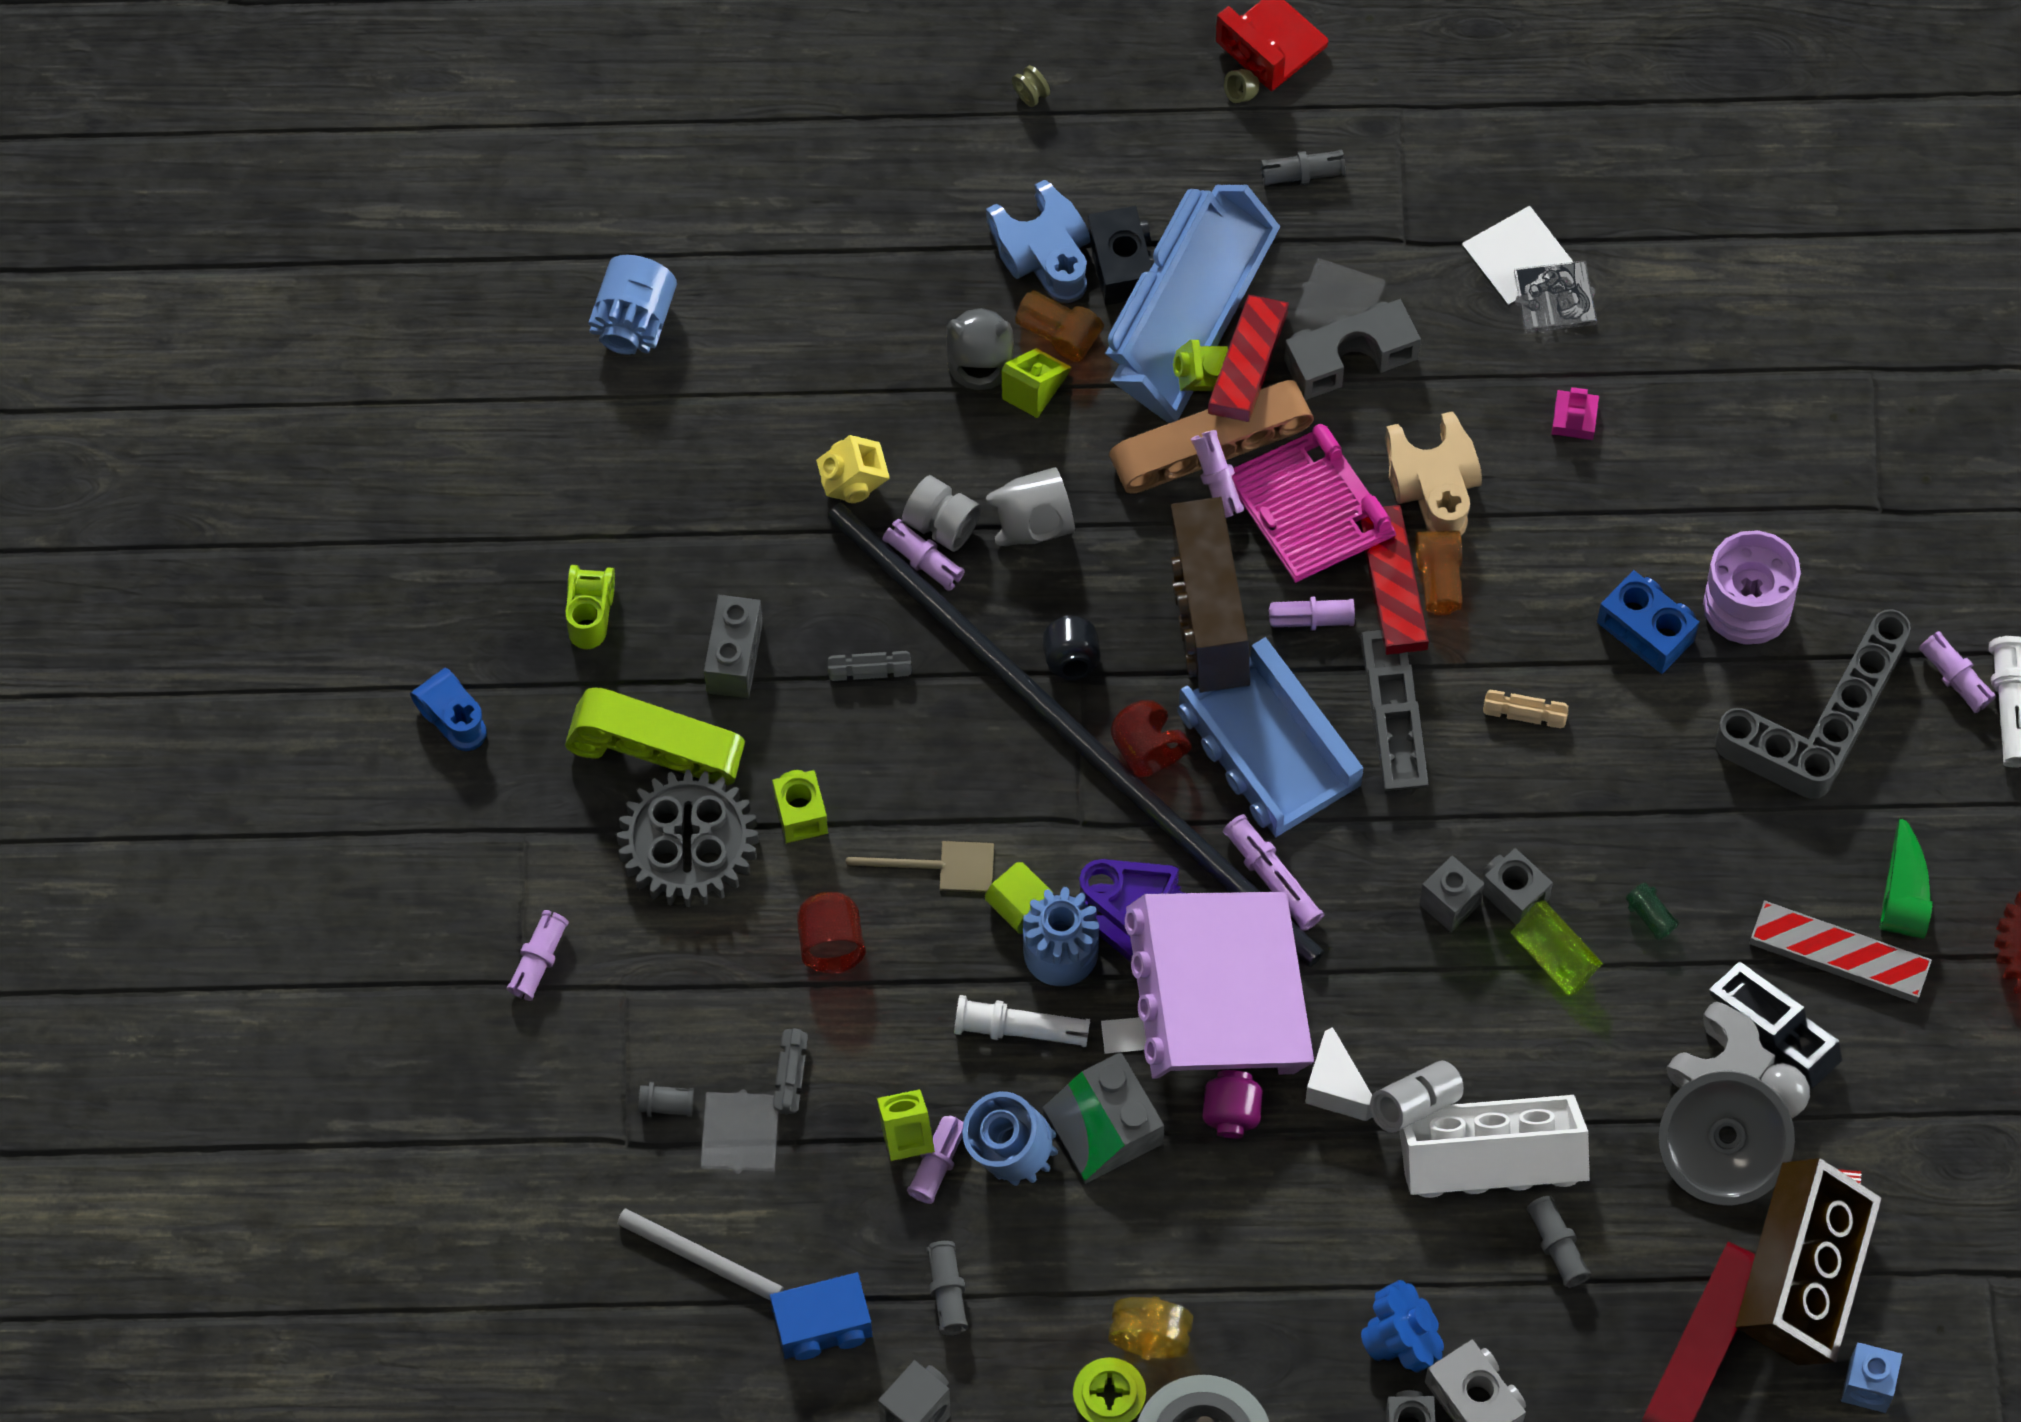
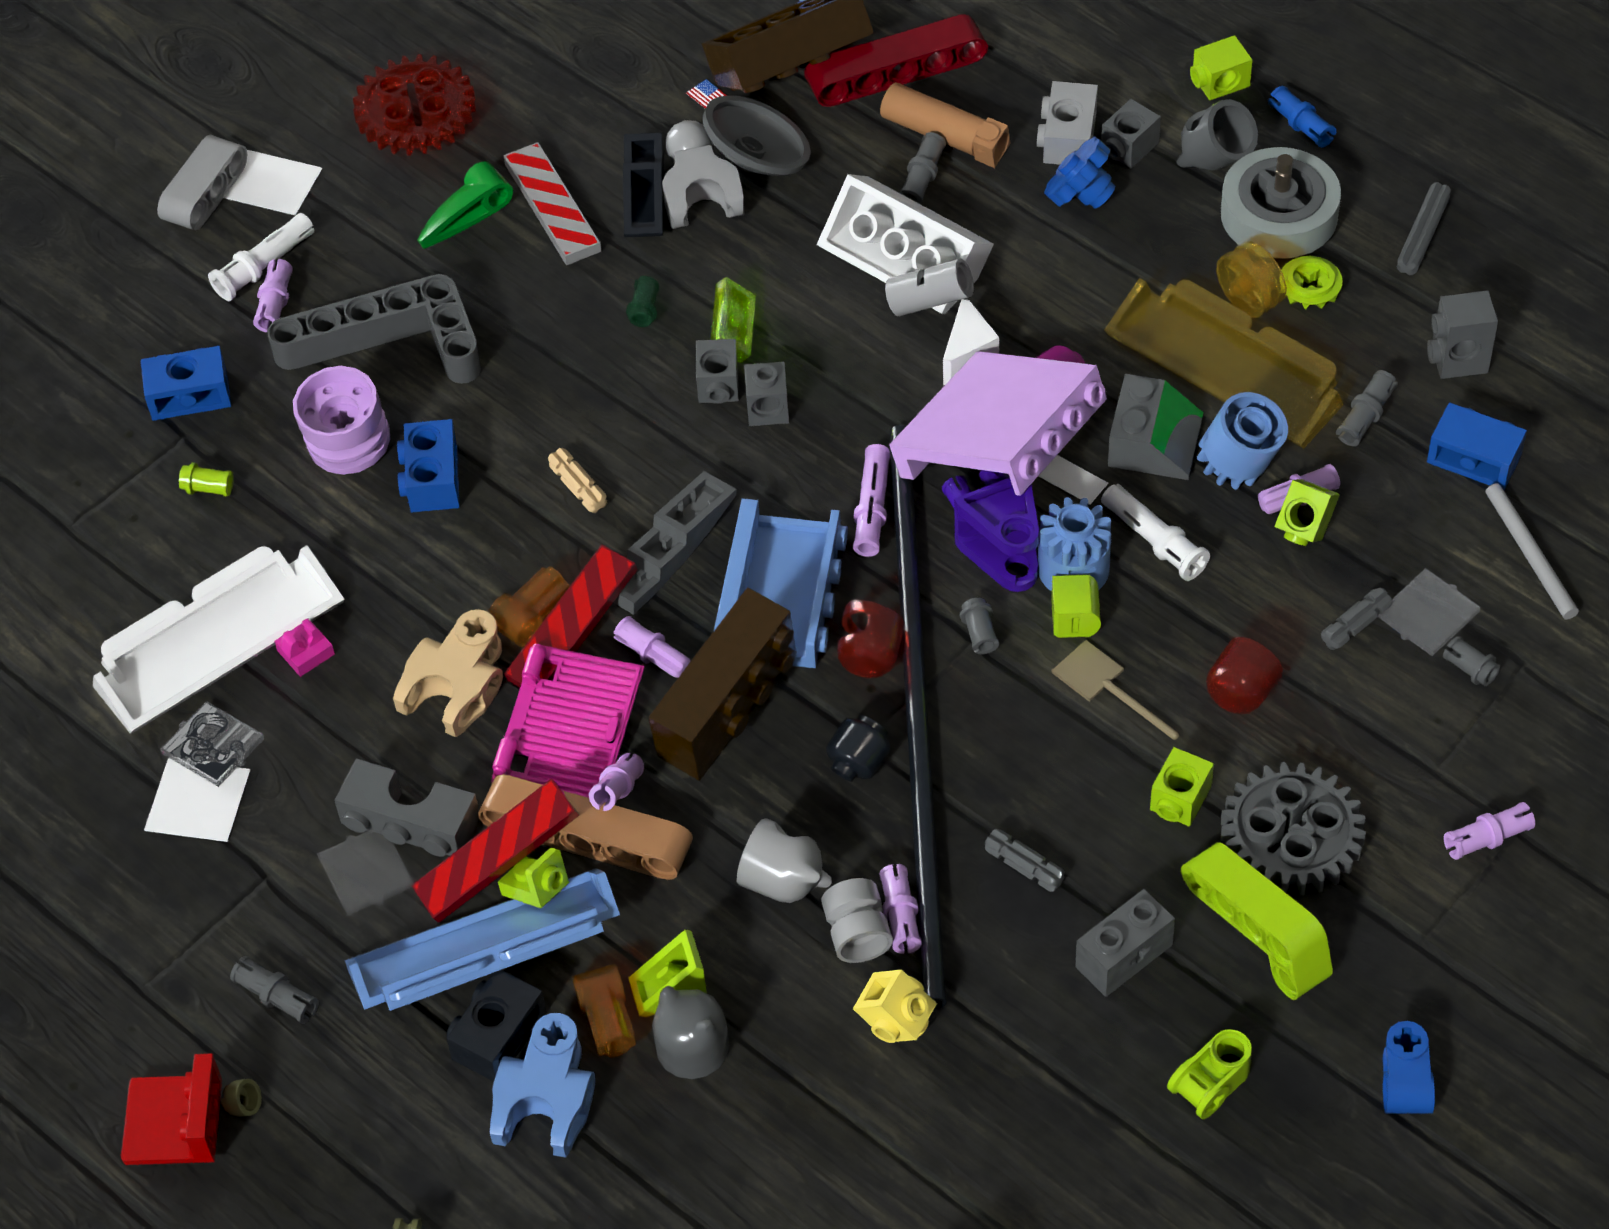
camera: 135 degrees left, 10 degrees down
(1081, 828) = (977, 617): none -> dark grey pin
(1100, 1253) = (1219, 353): none -> clear yellow slope
(1585, 1306) = (962, 130): none -> medium nougat piece
(1654, 366) = (227, 625): none -> white slope
(1817, 472) = (194, 478): none -> lime pin
(1933, 517) = (185, 383): none -> blue brick

